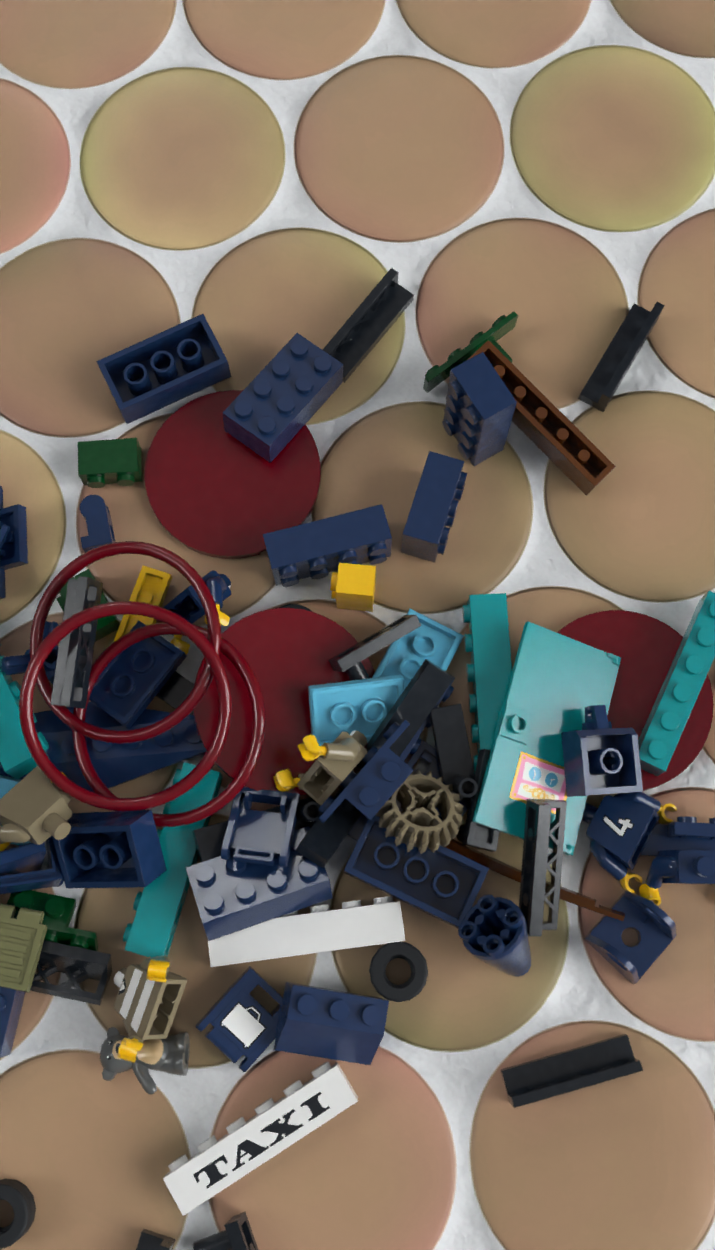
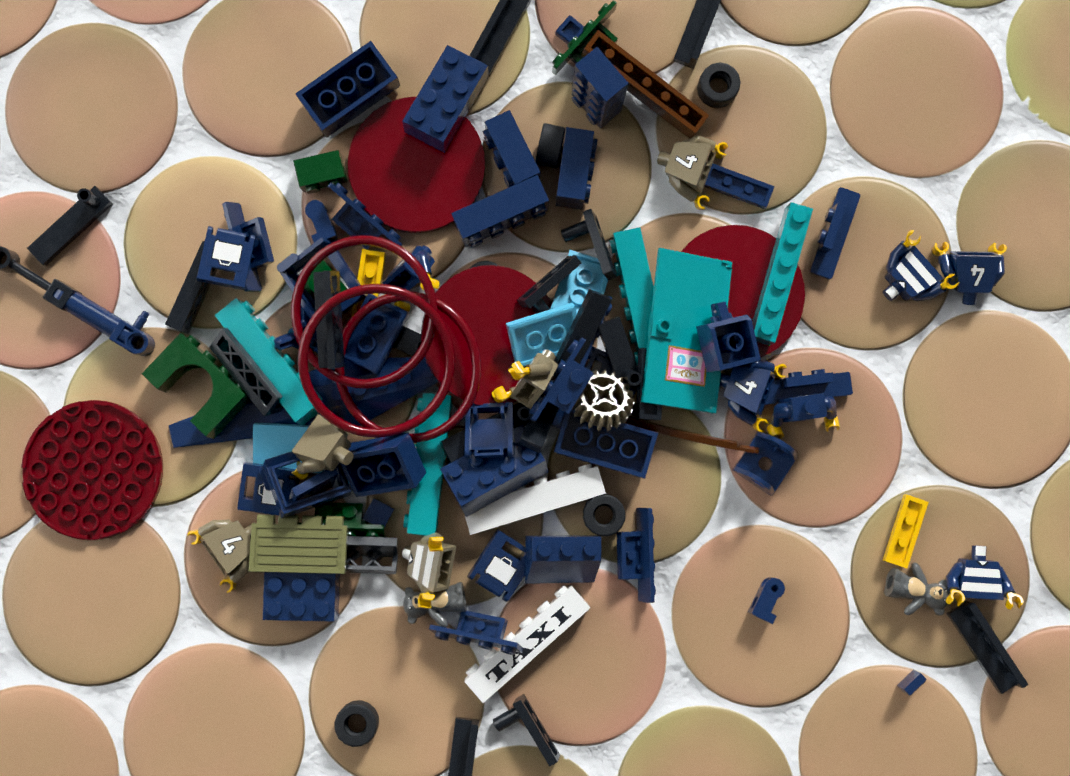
camera: 15 degrees left, 10 degrees up
(47, 569) = (295, 263): none -> dark blue piece
(94, 916) = (378, 513): none -> dark blue tile
(139, 525) = (356, 221): none -> dark blue bracket
(199, 1105) = (479, 629): none -> dark blue bracket
(352, 467) = (509, 149): none -> dark blue brick
(354, 586) = (526, 240): yellow brick -> none
(405, 474) = (550, 145): none -> black tyre
(434, 1037) = (636, 555): none -> dark blue bracket
(444, 584) = (592, 226): none -> black piece
(452, 340) = (569, 29): none -> dark blue tile
(497, 935) = (670, 478): dark blue cone -> none
(536, 864) = (692, 421): black fence -> none
(570, 1070) = (734, 562): black fence -> none
(582, 527) = (690, 165): none -> dark tan torso
(608, 1131) = (765, 599): none -> dark blue leg
(637, 418) = (724, 72): none -> black tyre
(641, 562) = (739, 186): none -> dark blue plate

